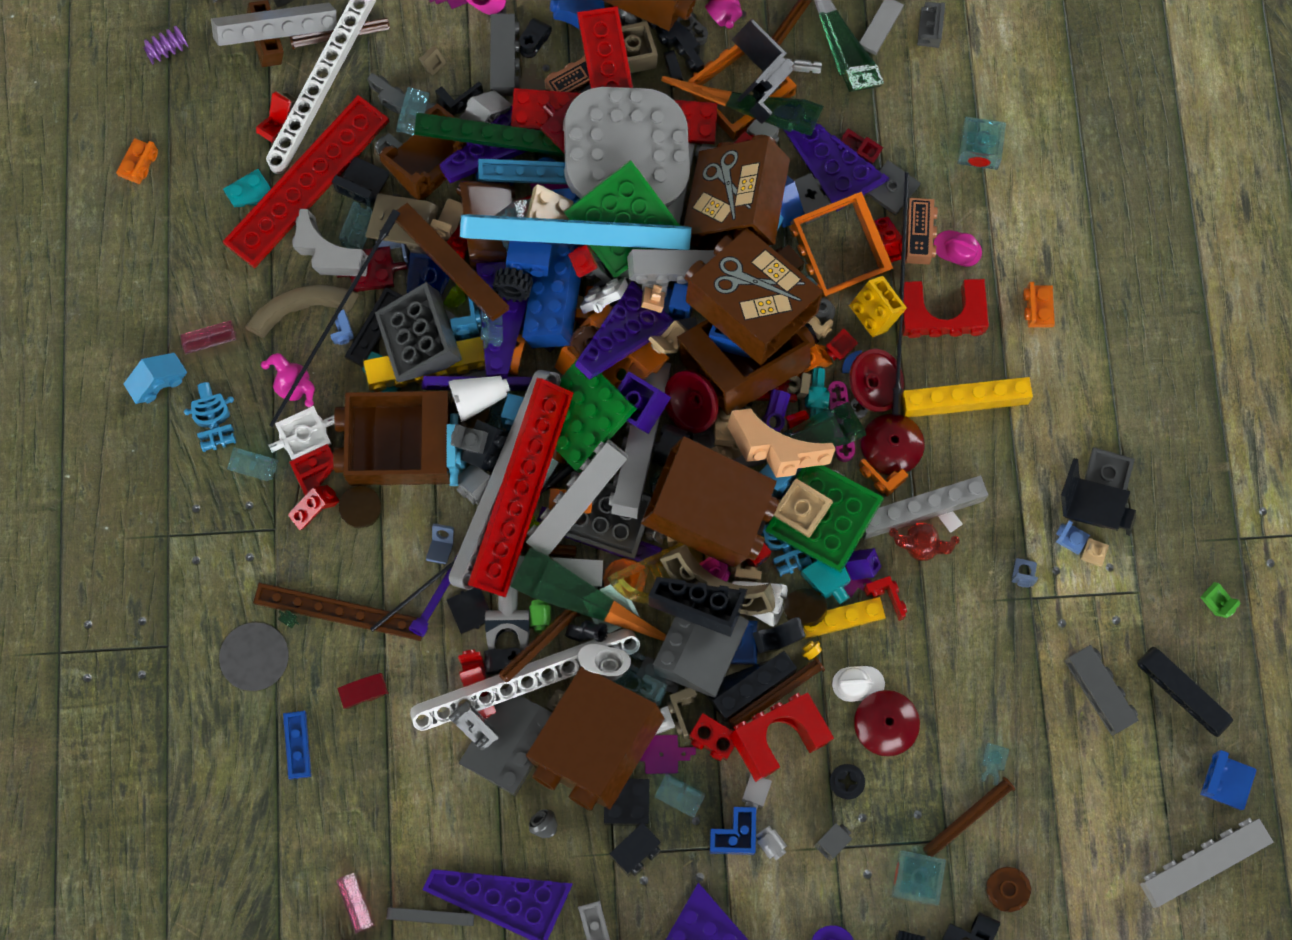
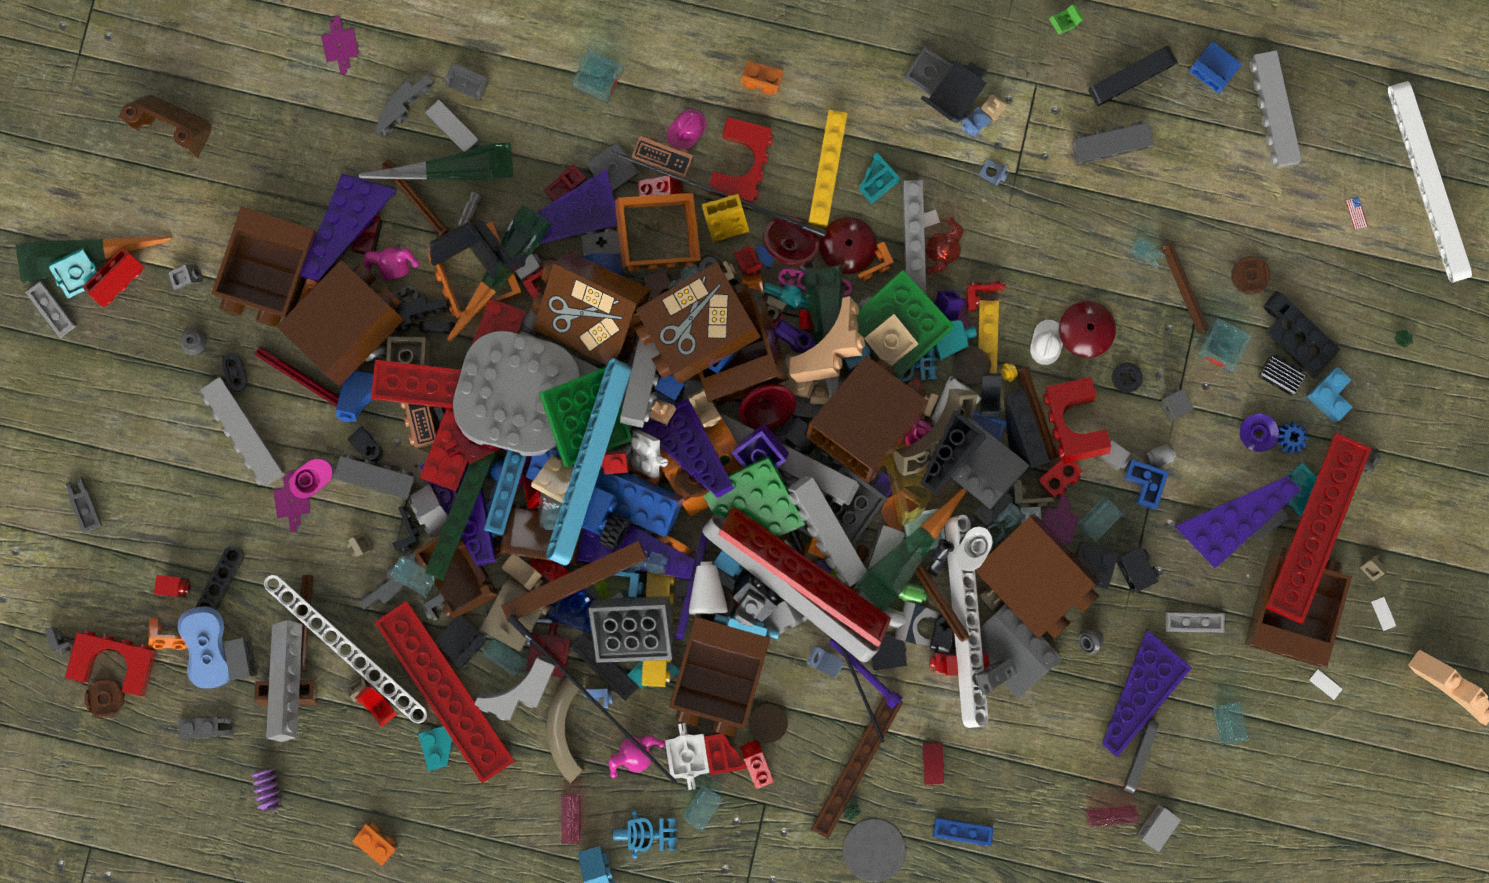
camera: 75 degrees left, 10 degrees up
(973, 453) = (878, 179): none -> teal wing

